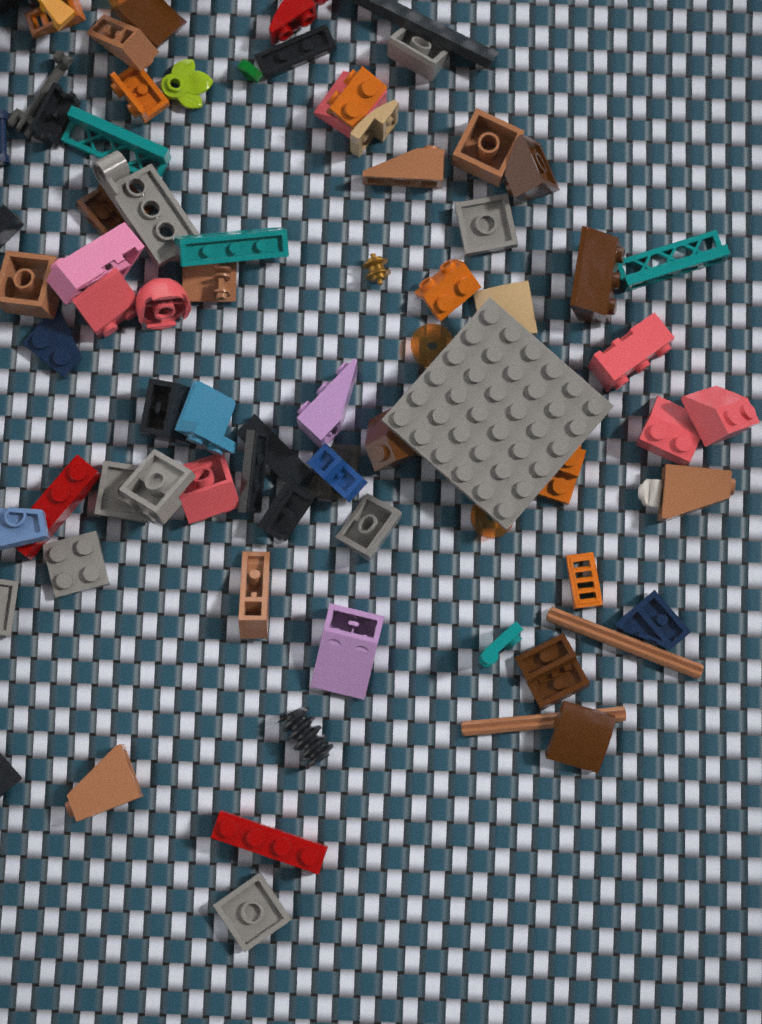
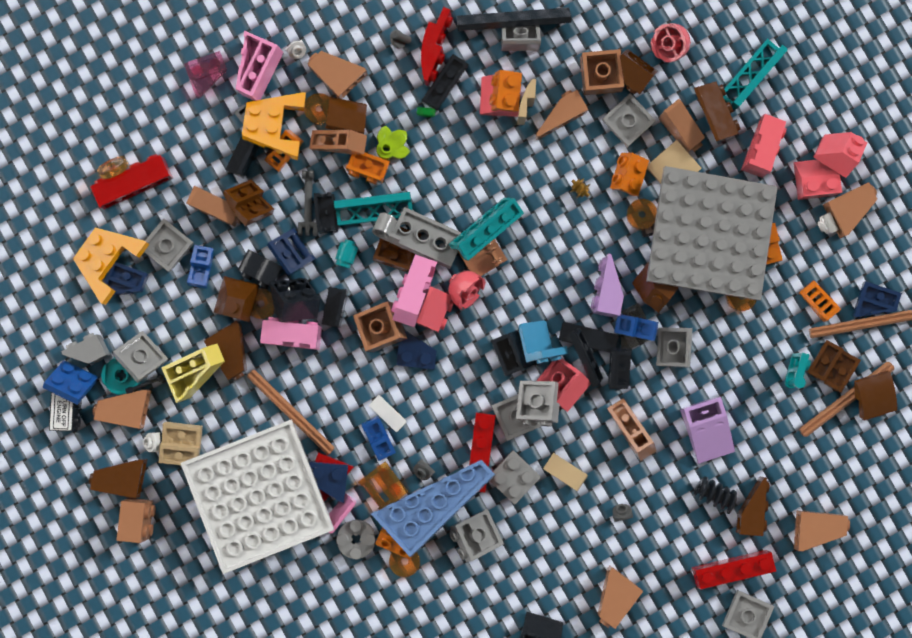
camera: 30 degrees left, 5 degrees up
(48, 178) = (346, 254): none -> teal brick
(141, 596) = (565, 472): none -> tan slope
(179, 688) = (622, 512): none -> dark grey plate
(334, 789) = (752, 512): none -> reddish brown slope
(408, 858) = (818, 528): none -> nougat slope
(544, 268) = (682, 126): none -> nougat slope
(592, 161) = (670, 42): none -> coral cylinder

